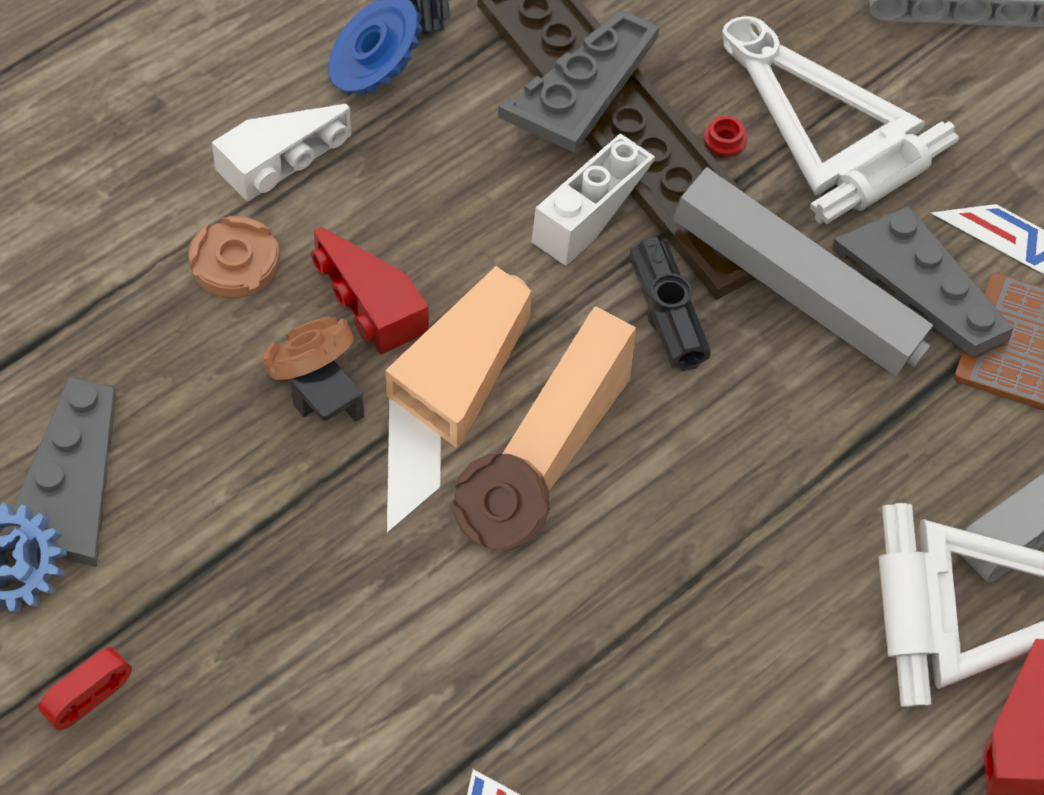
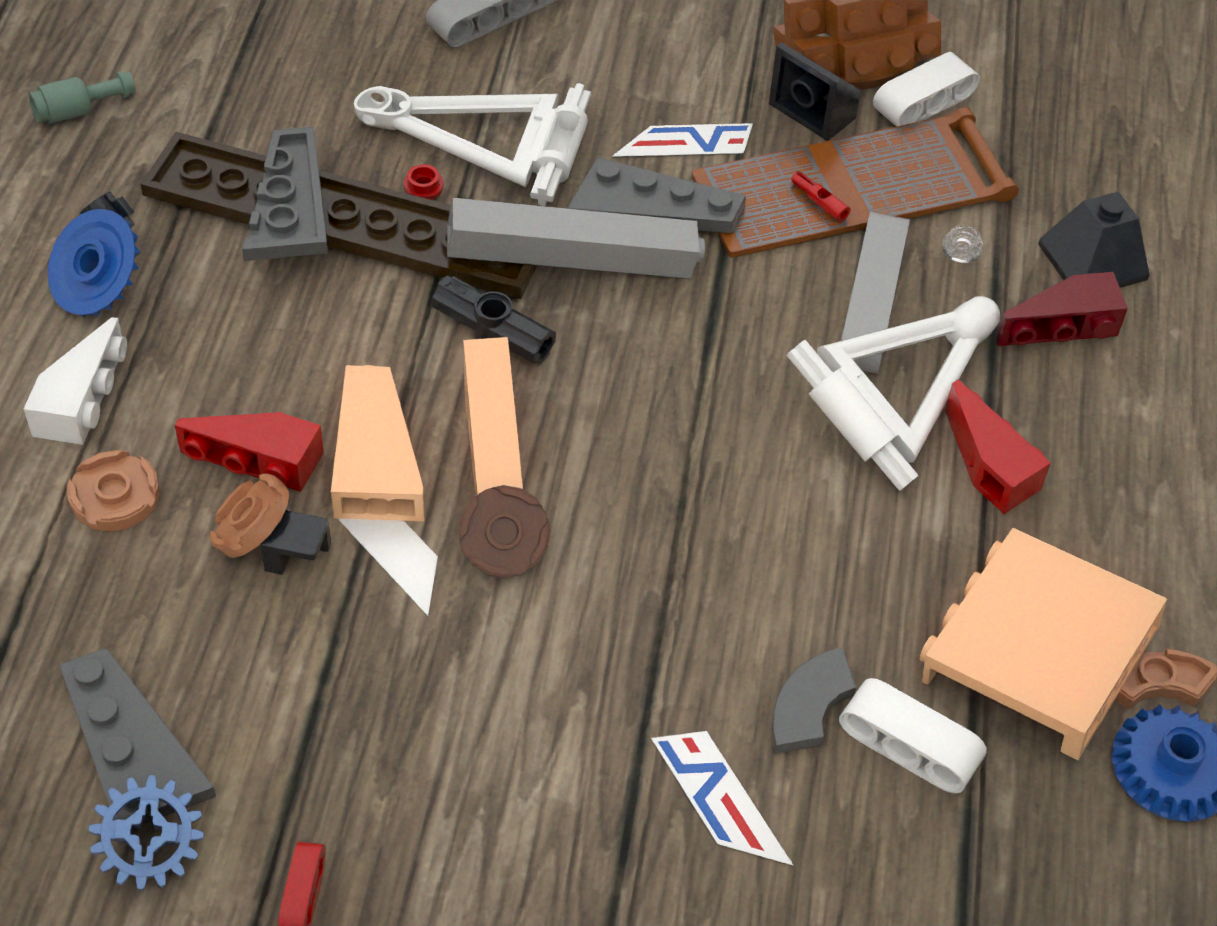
camera: 40 degrees left, 5 degrees down
(589, 199) = (368, 281): white slope -> none

